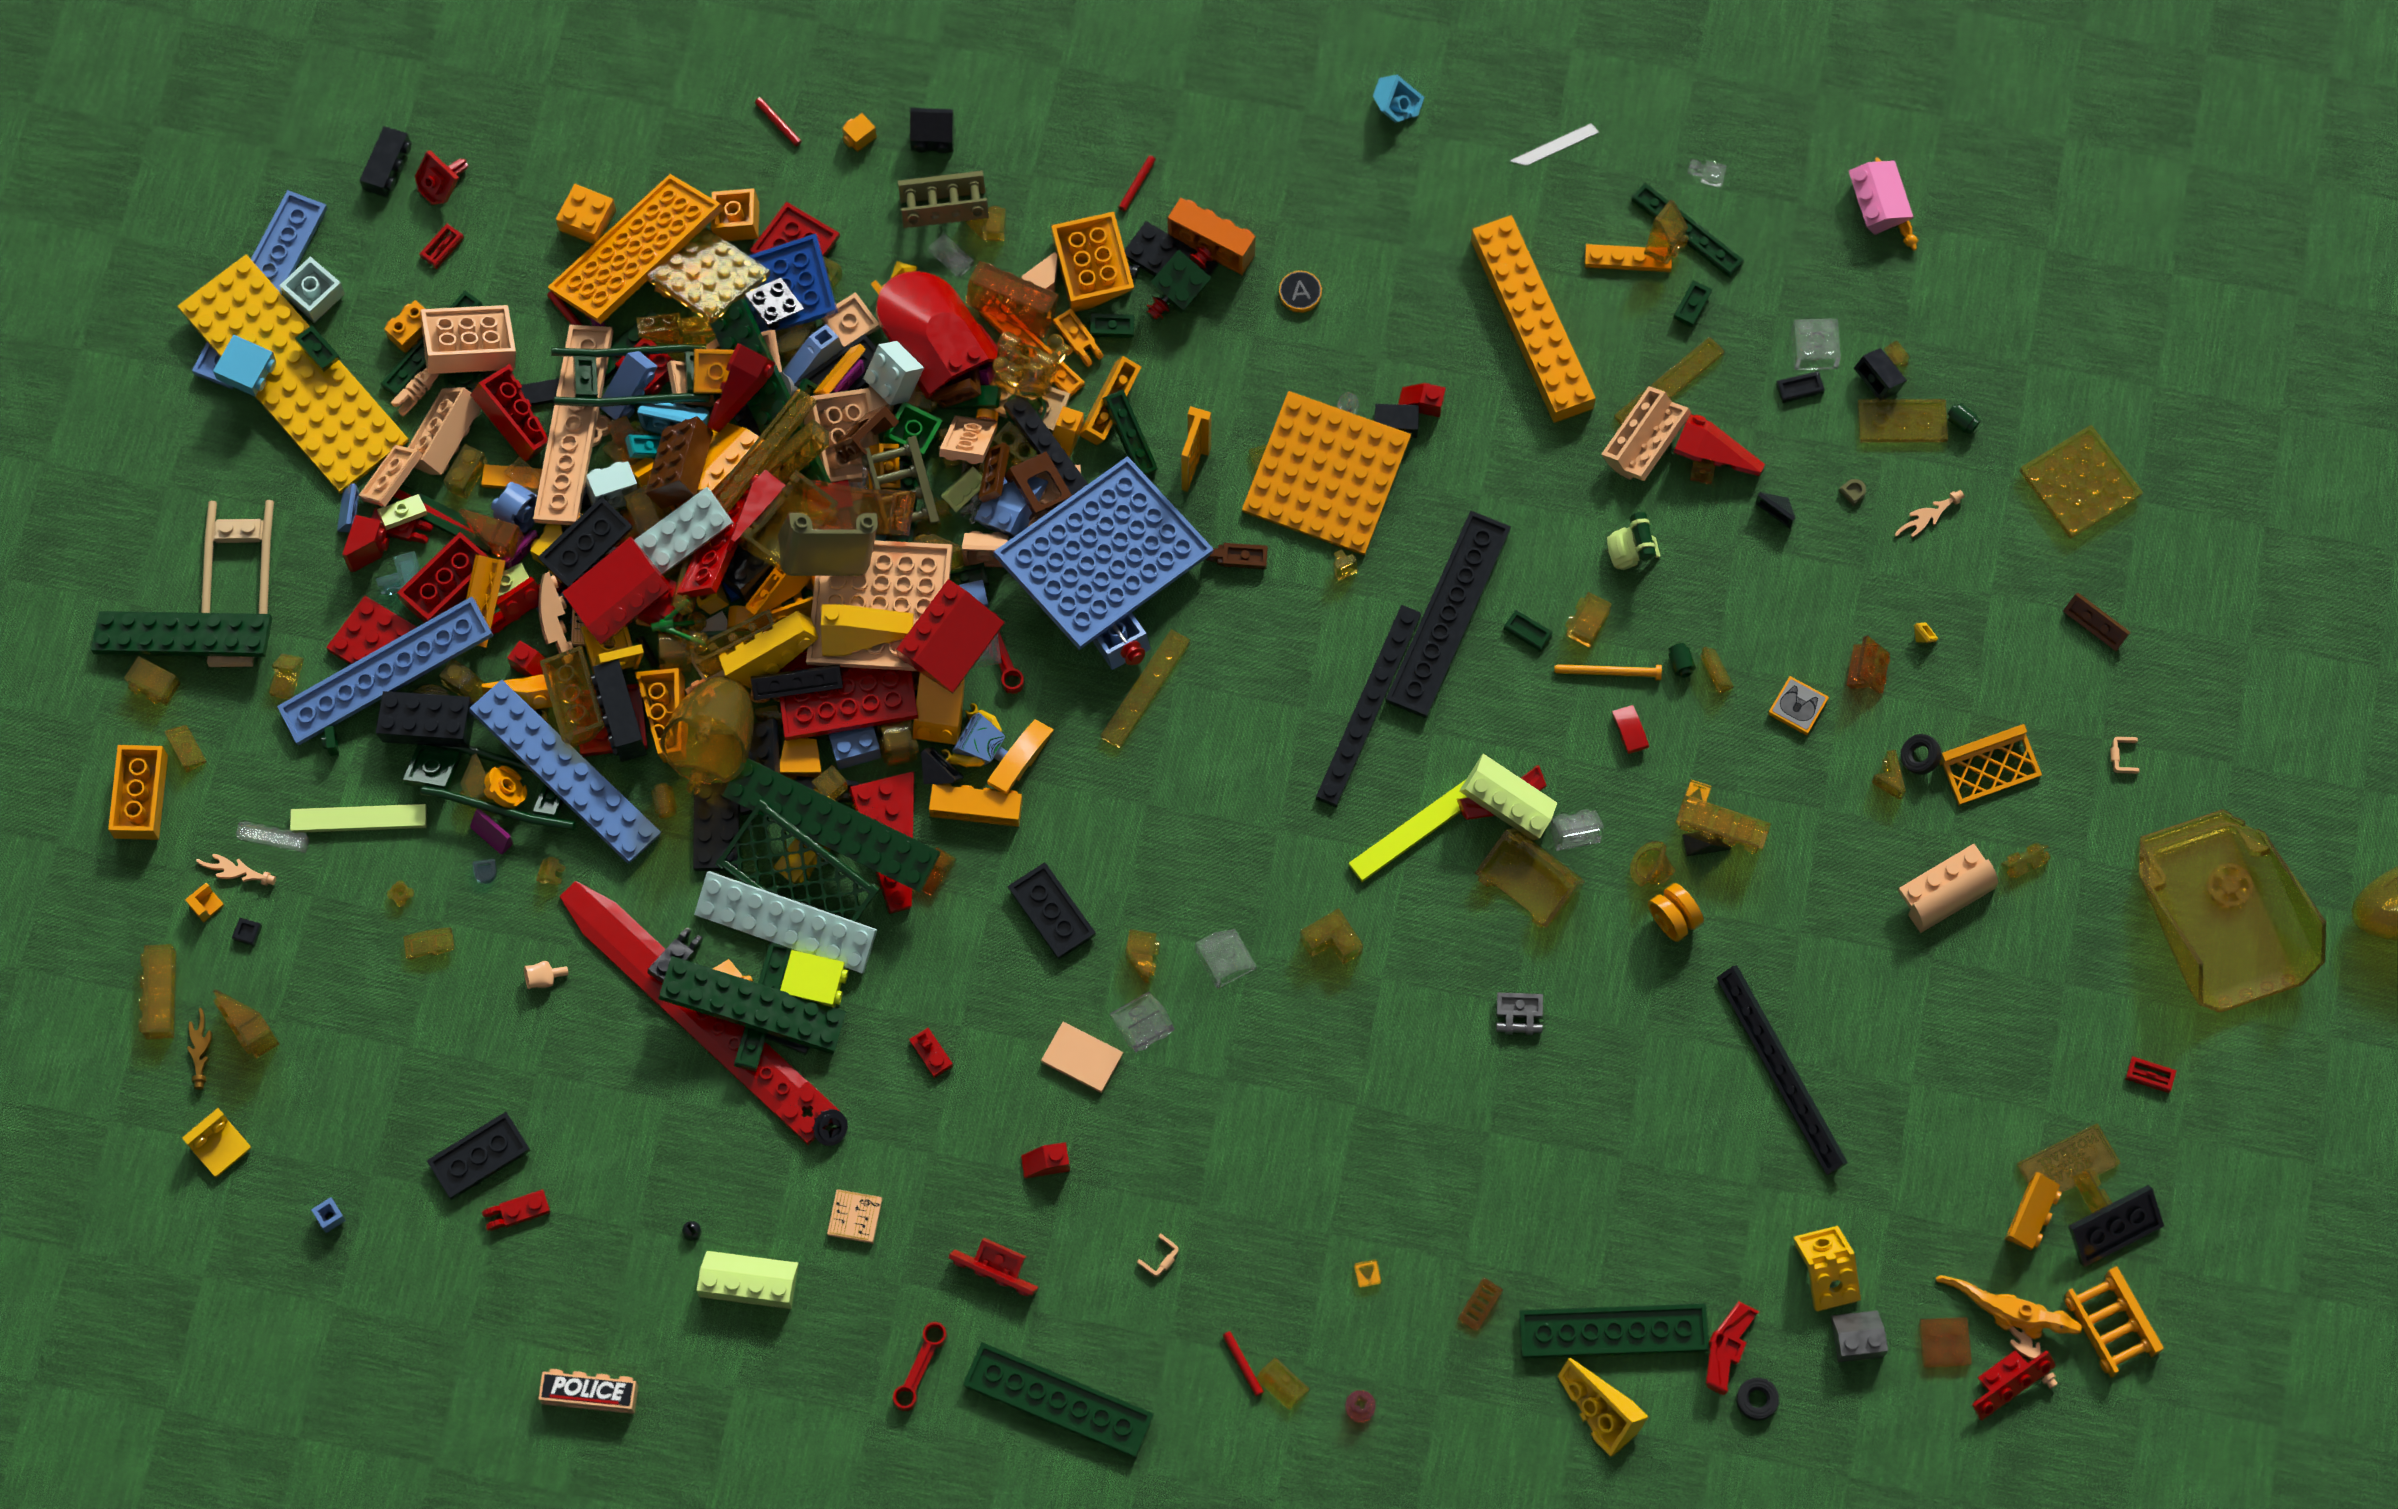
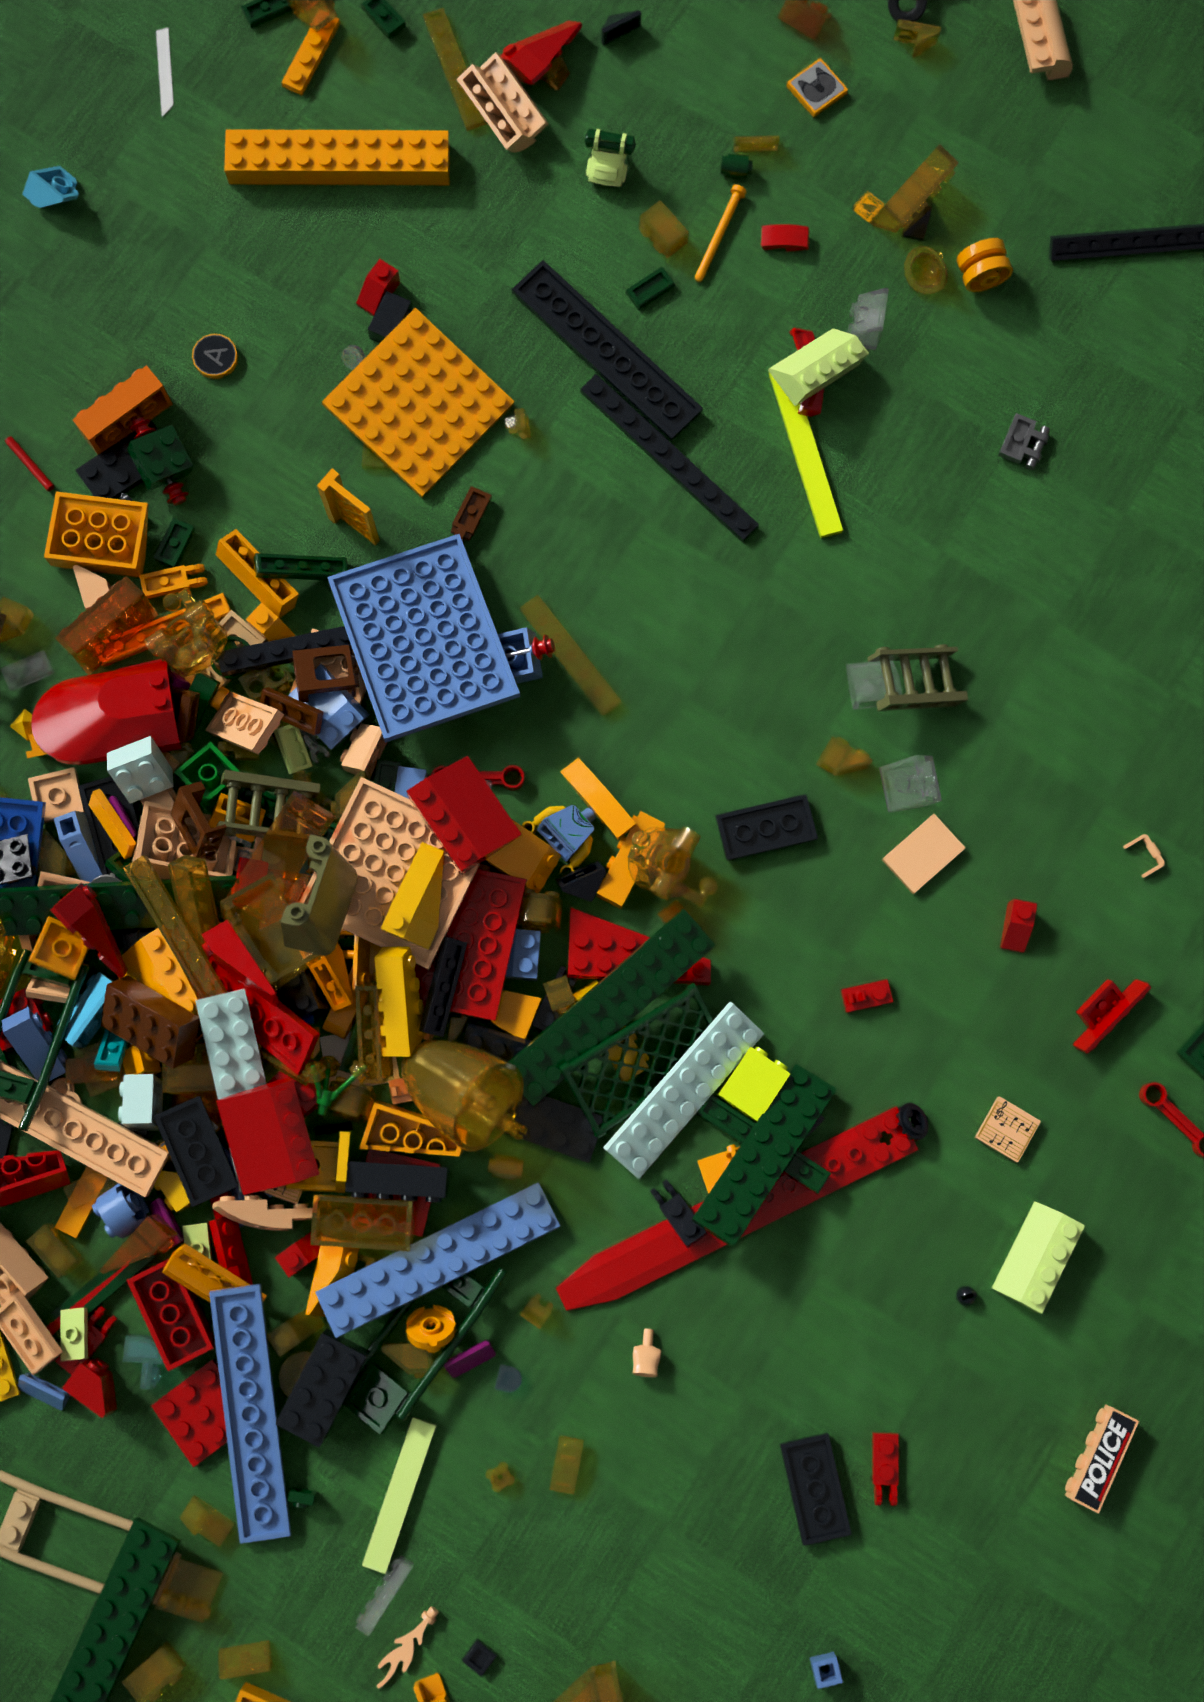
camera: 75 degrees left, 10 degrees up
(226, 682) = (189, 1590): none -> clear yellow hinge
(984, 810) = (650, 857): none -> clear yellow piece
(1218, 987) = (911, 698): none -> olive fence
(1335, 932) = (888, 573): clear yellow brick -> none
(1529, 876) = (901, 377): clear yellow windscreen -> none

